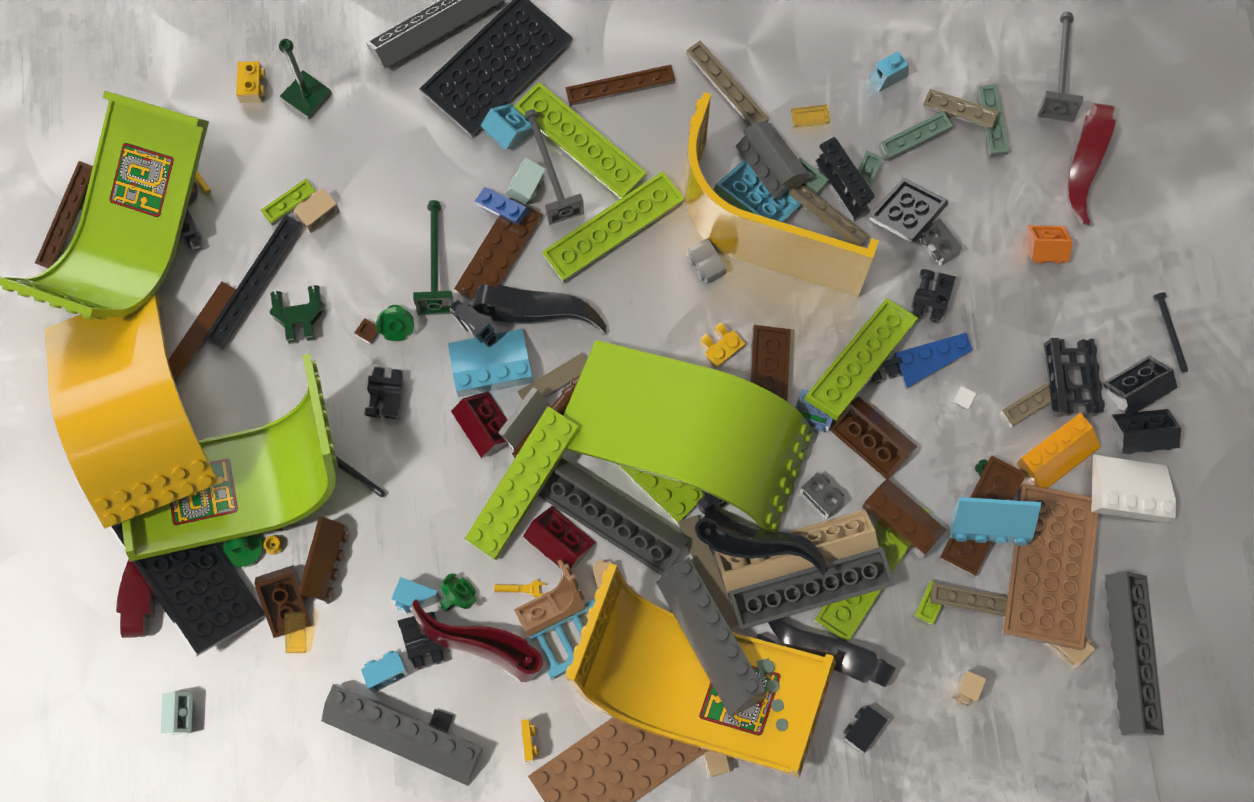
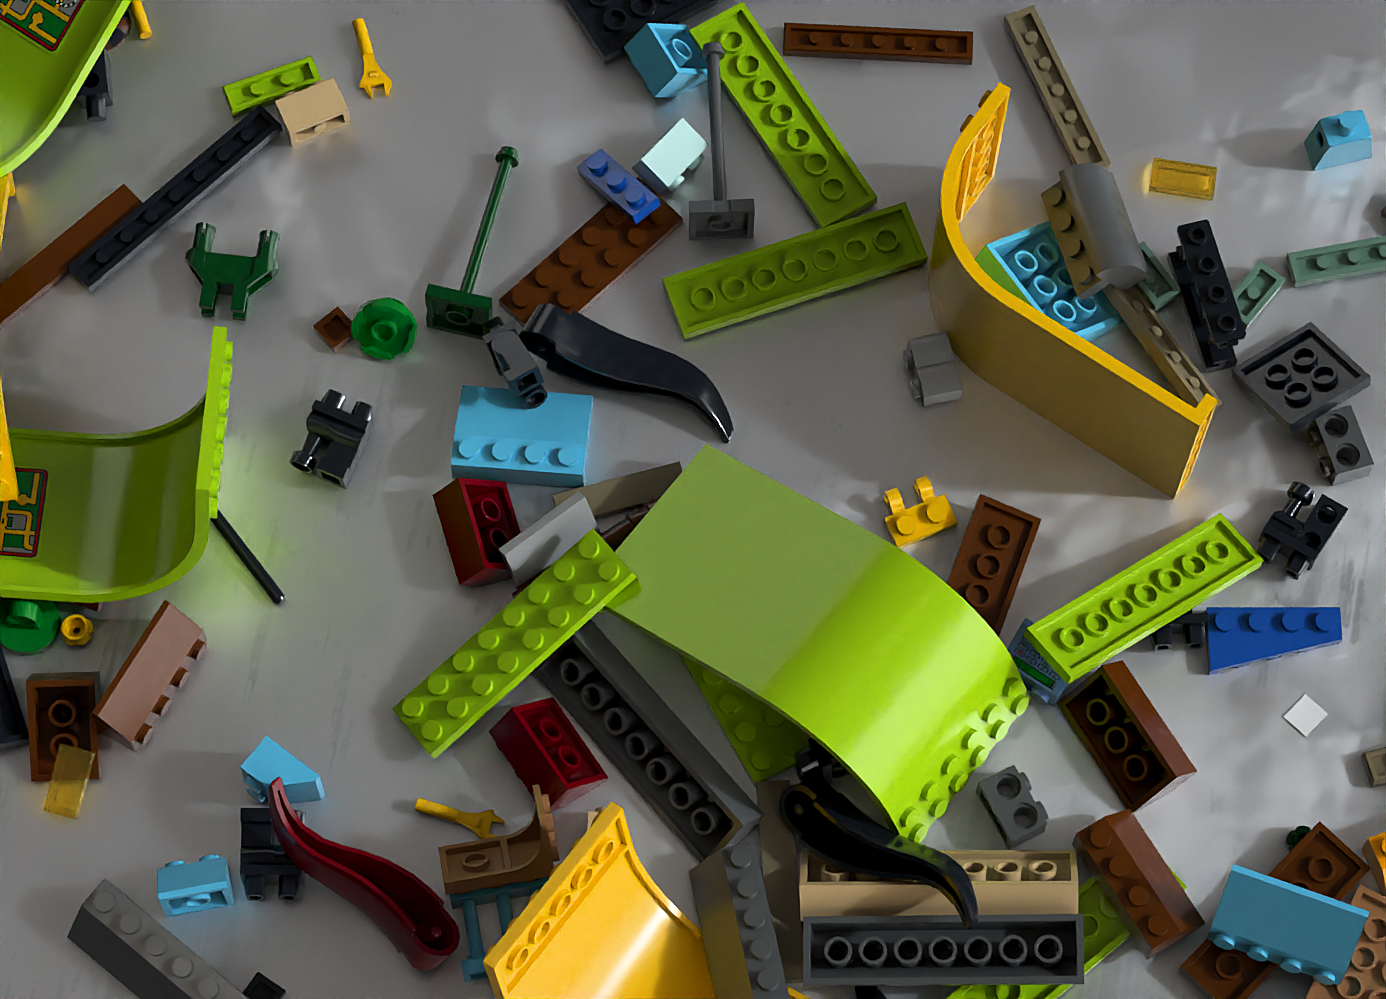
camera: 15 degrees right, 5 degrees down
(343, 179) = (373, 75): none -> yellow piece
(457, 592) = (352, 792): green tile -> none

